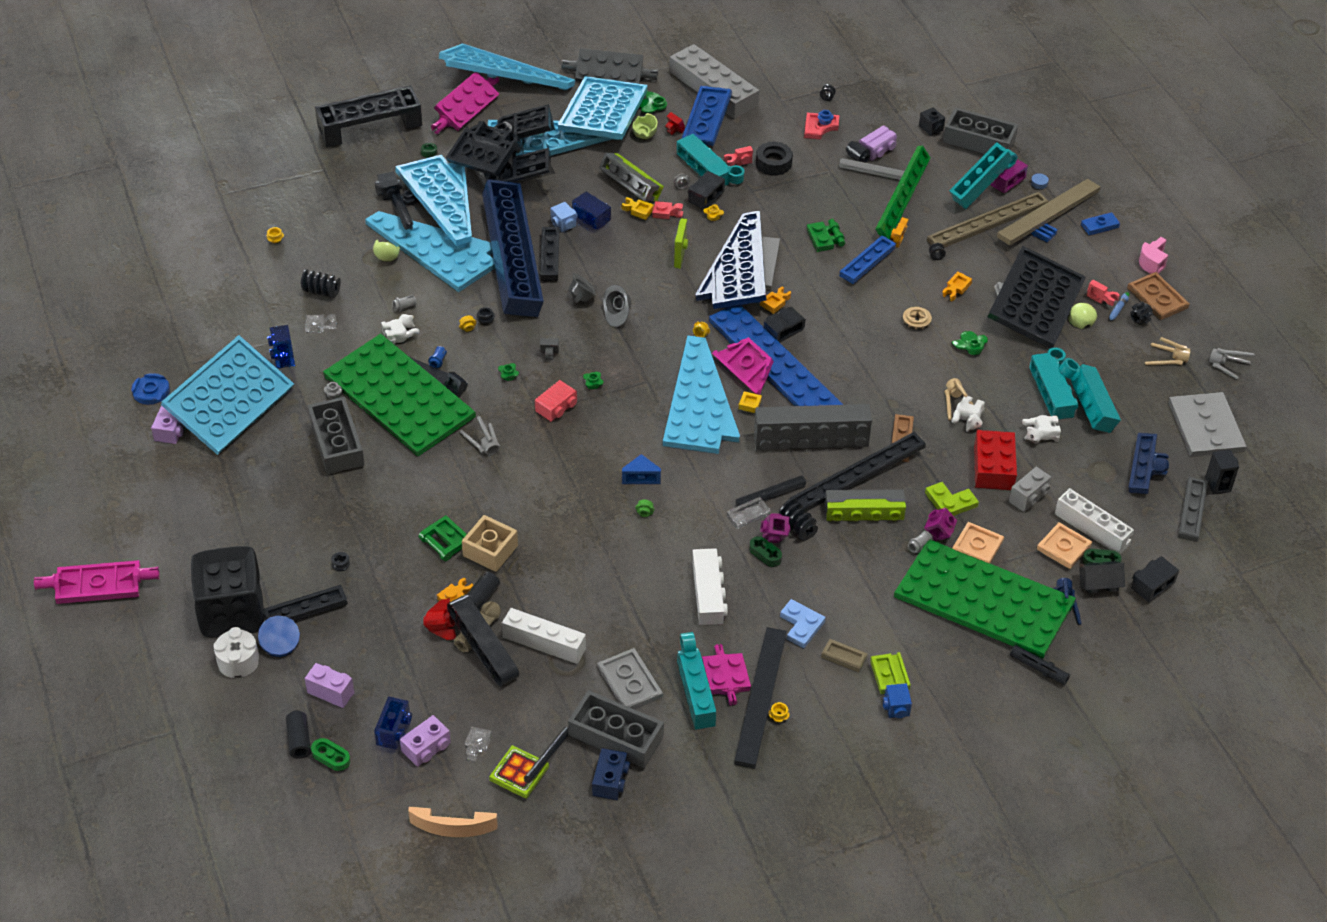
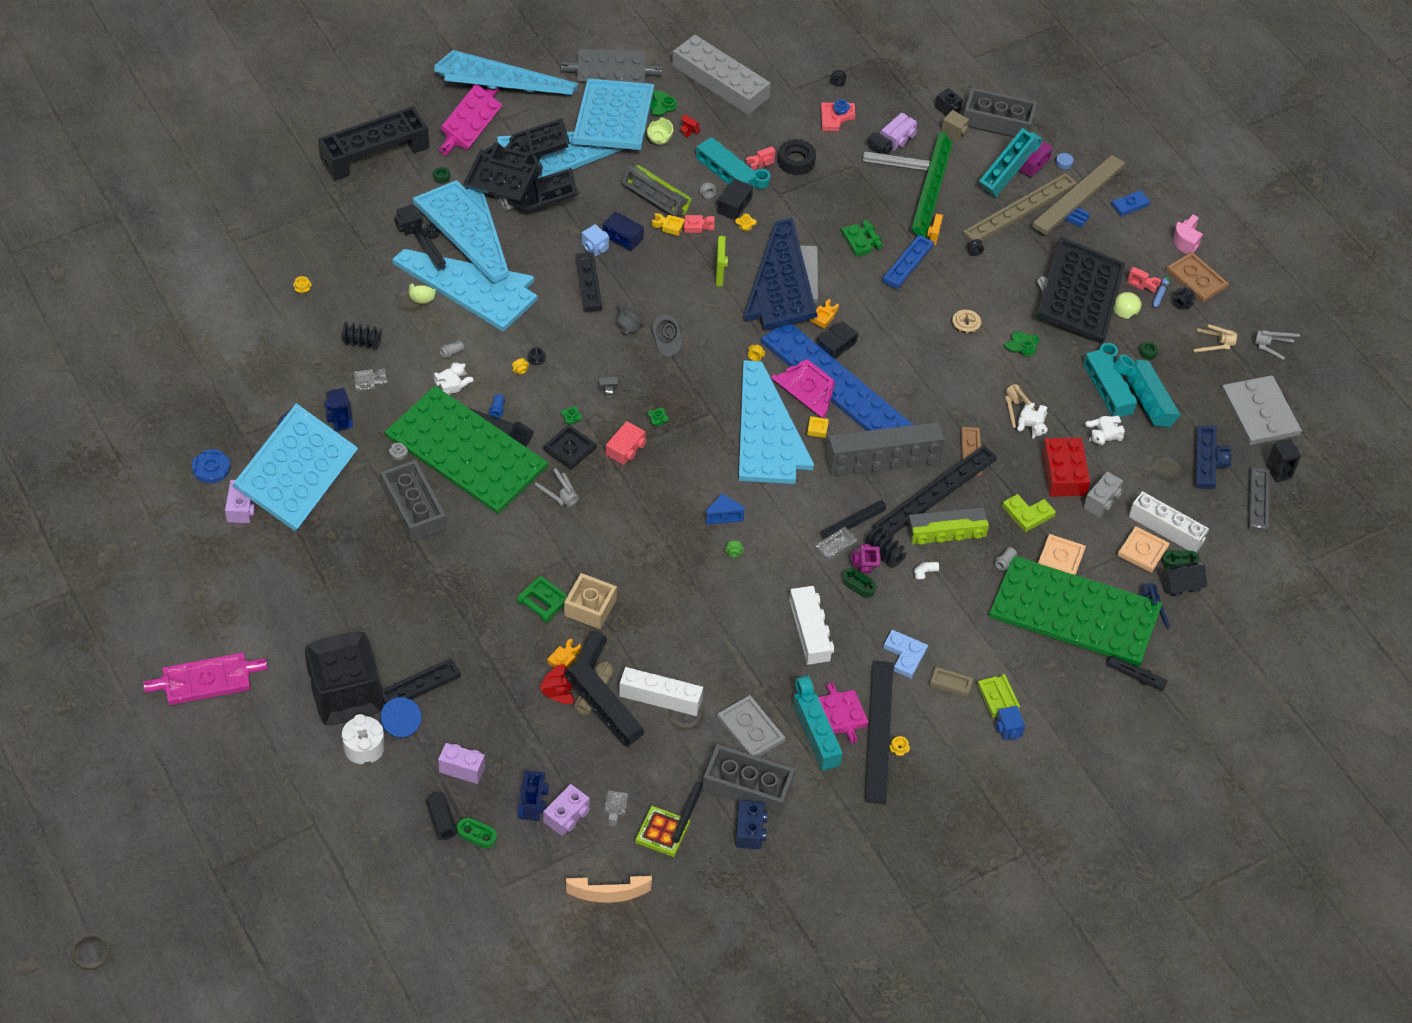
camera: 10 degrees left, 5 degrees up
(336, 565) = (442, 638): black bush -> none
(500, 400) = (570, 447): none -> black plate
(512, 249) = (551, 280): dark blue brick -> none
(708, 113) = (722, 113): blue tile -> none
(835, 543) = (925, 567): none -> white arm
(935, 141) = (955, 125): none -> dark tan brick
(940, 524) = (1024, 539): magenta brick -> none
(957, 284) = (1001, 281): light orange plate -> none
(1098, 359) = (1148, 350): none -> dark green tile
(1154, 578) = (1233, 575): black brick -> none

